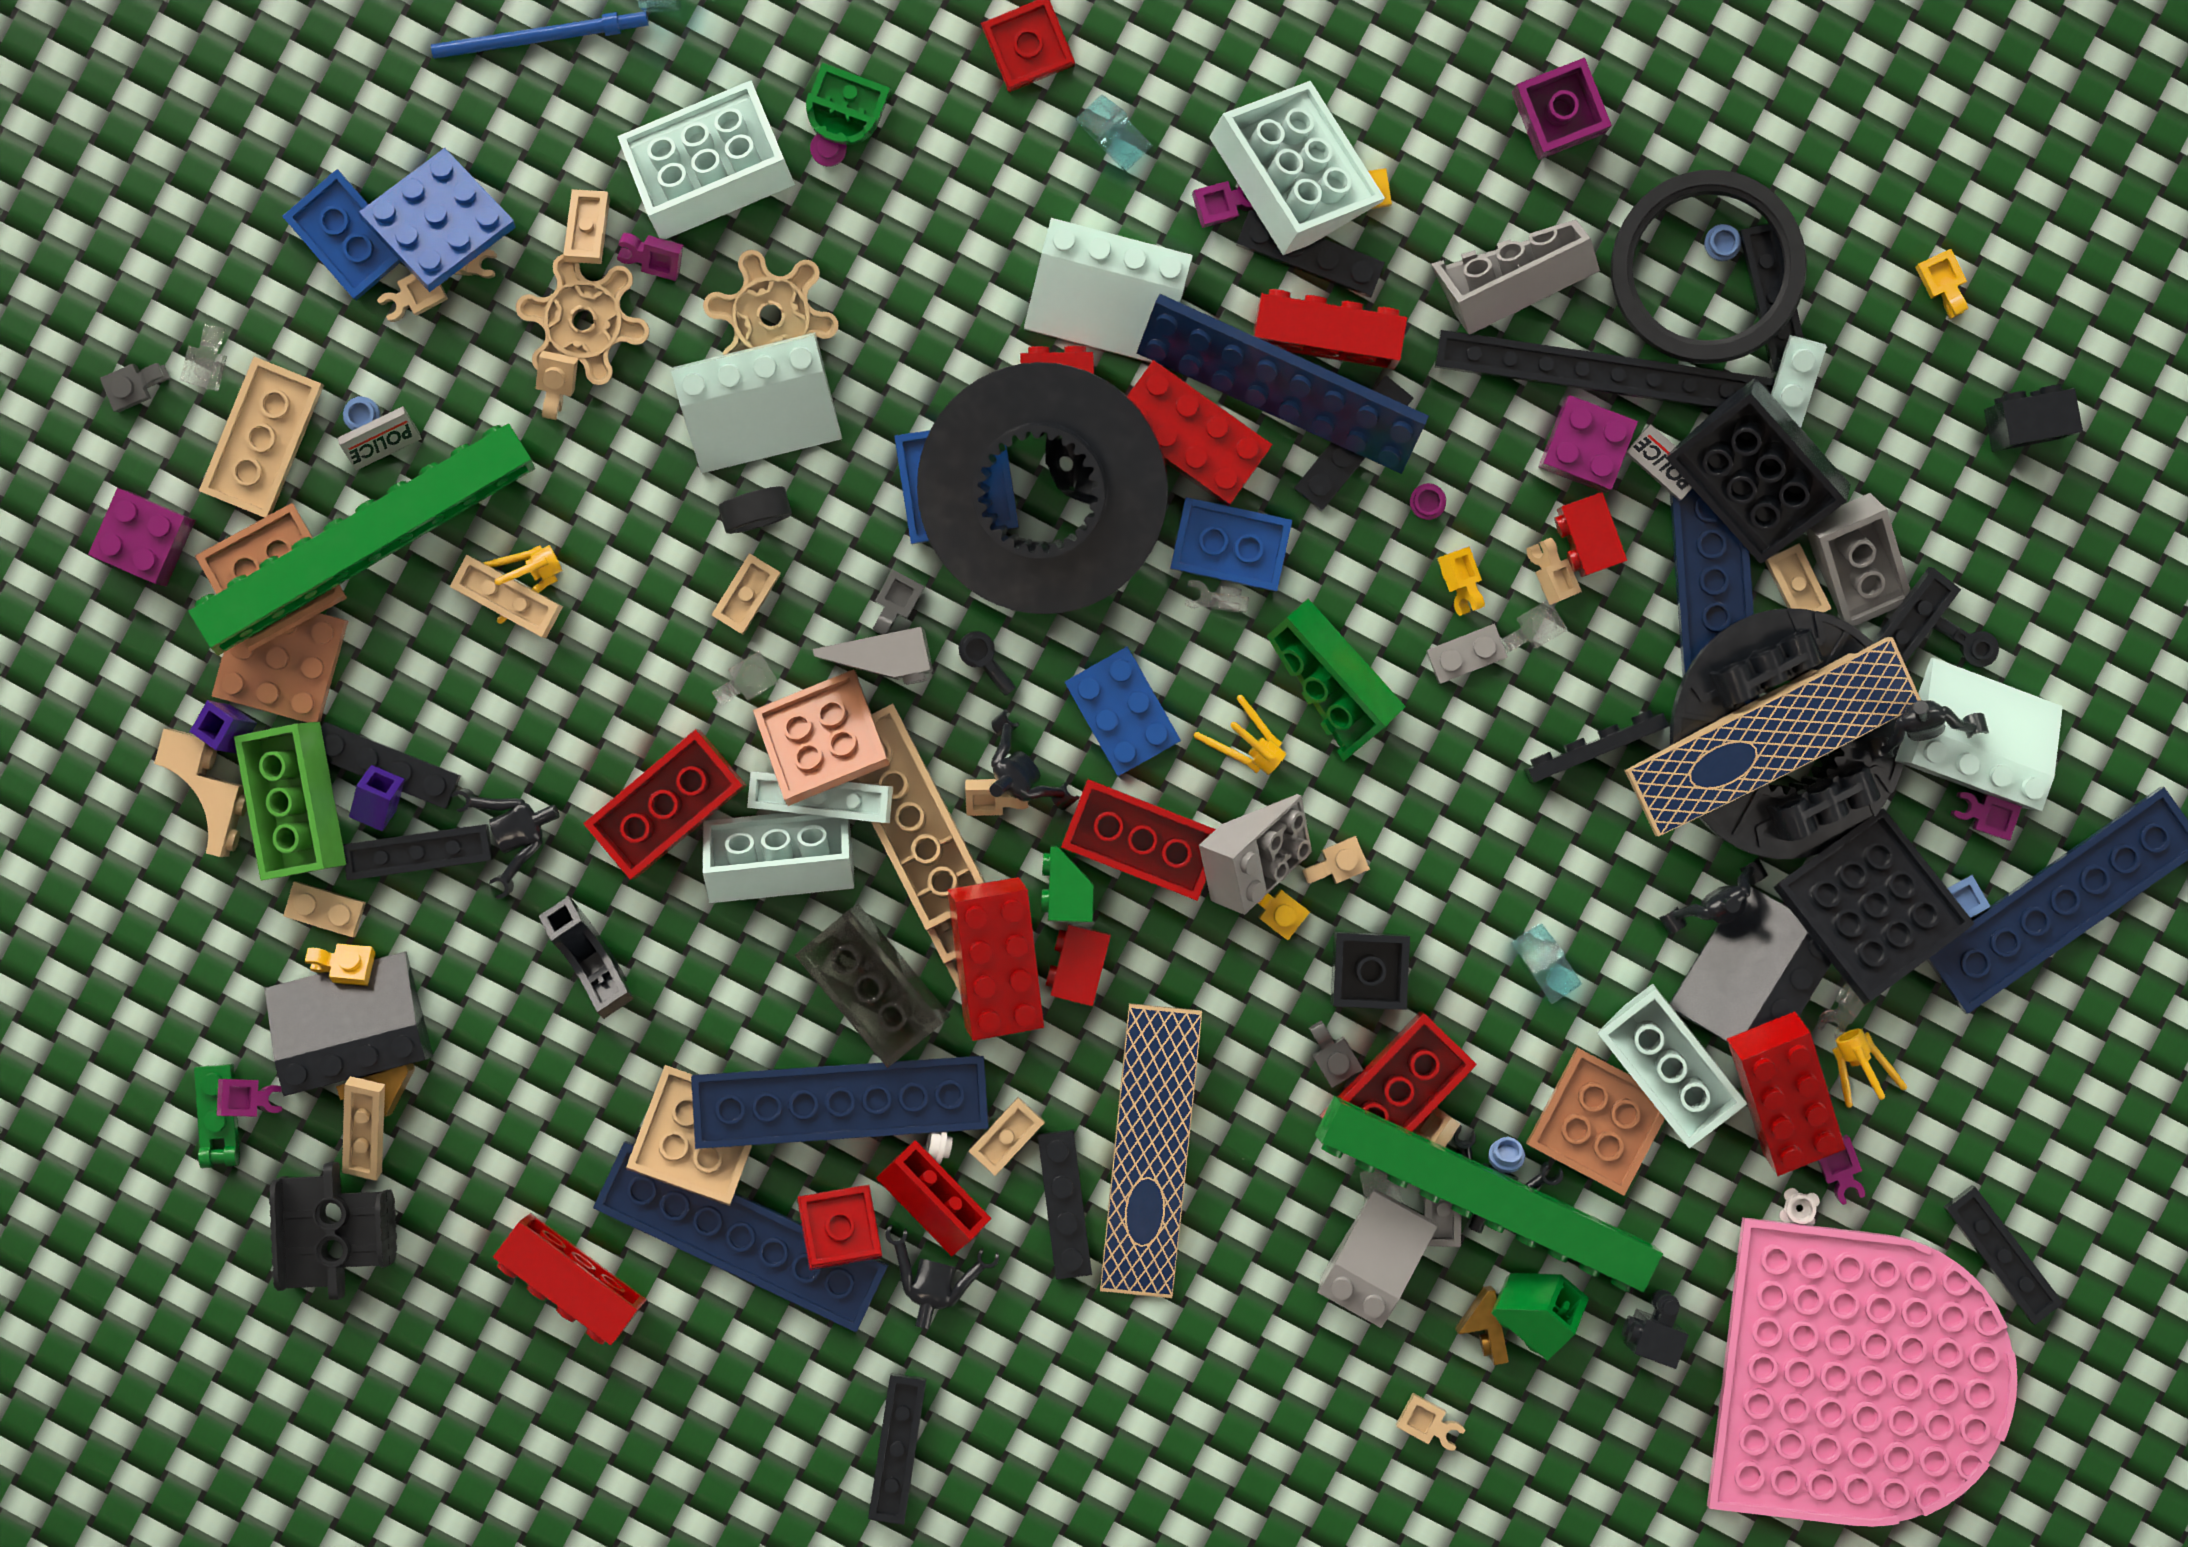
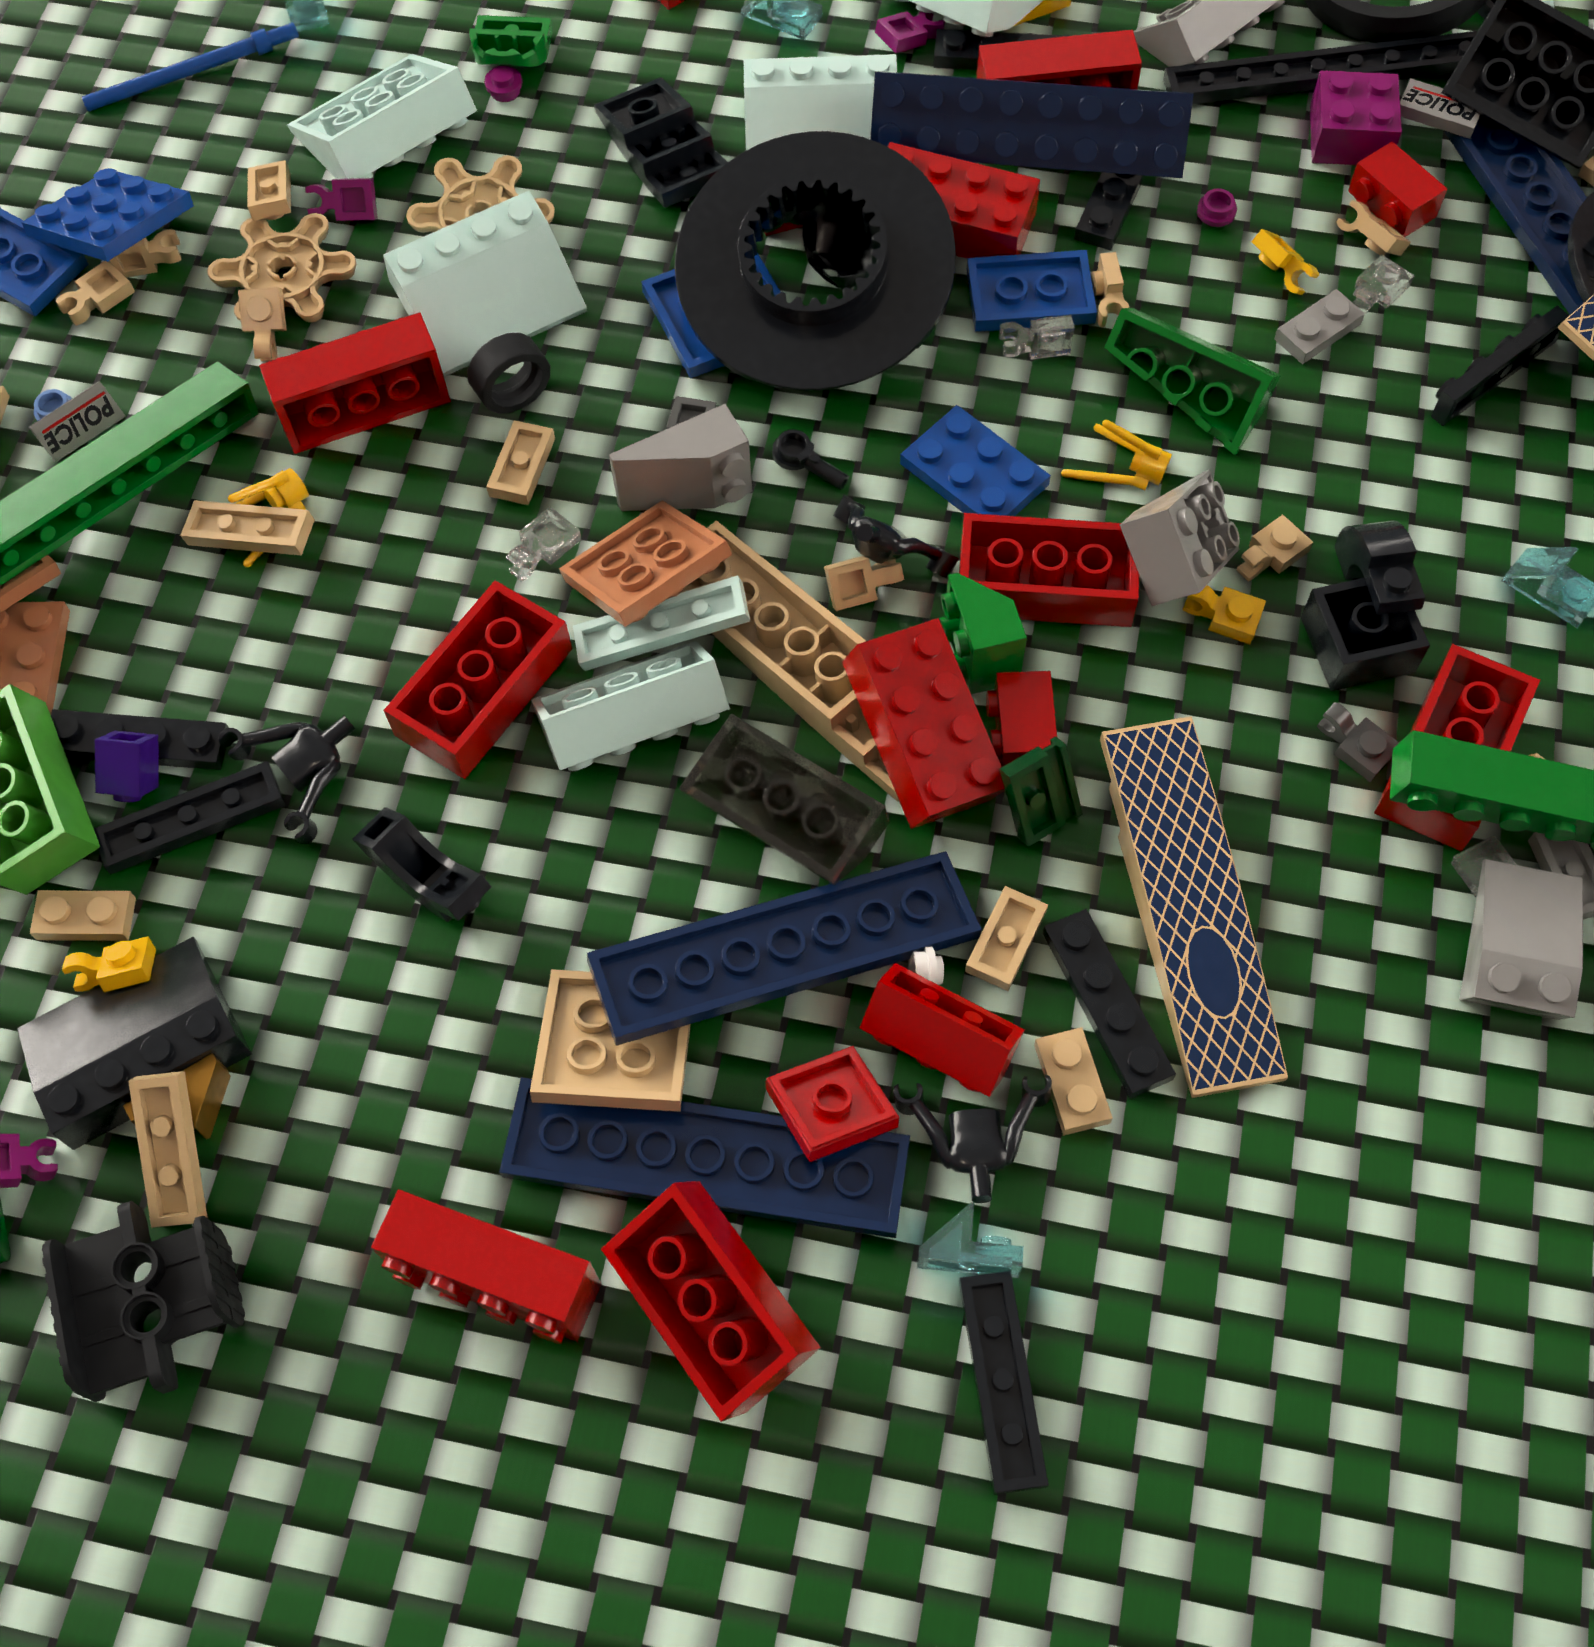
camera: 10 degrees left, 25 degrees down
(622, 484) = (356, 382): none -> red brick
(714, 1345) = (710, 1299): none -> red brick
(892, 1354) = (955, 1251): none -> clear light blue slope
(957, 269) = (661, 140): none -> black slope
(1018, 1255) = (1075, 1081): none -> tan plate
(1066, 1036) = (1041, 791): none -> dark green plate
(1296, 559) = (1108, 286): none -> tan plate
(1401, 925) = (1385, 558): none -> black arch

